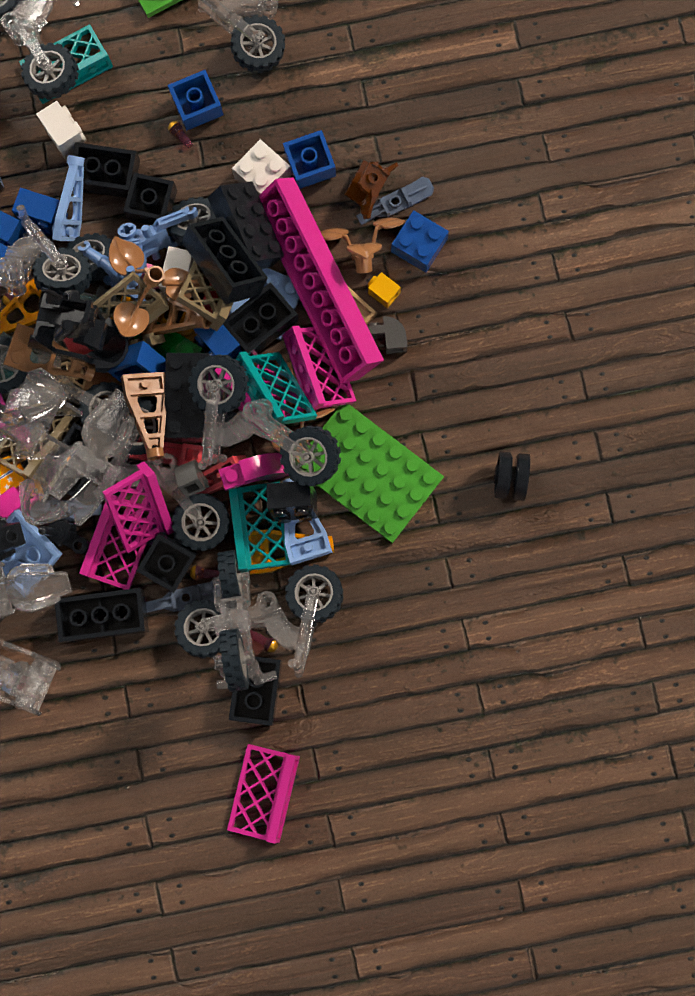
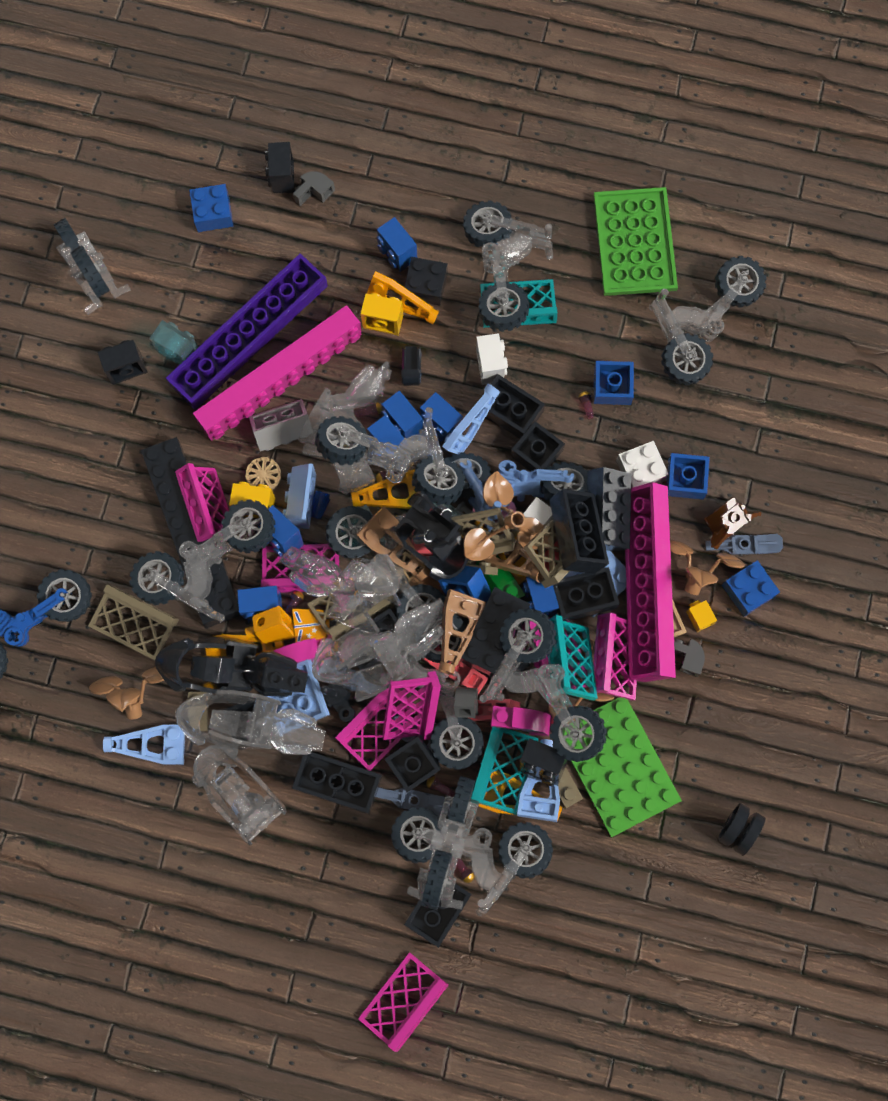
camera: 20 degrees right, 5 degrees down
(330, 518) = (568, 790): none -> dark tan plate

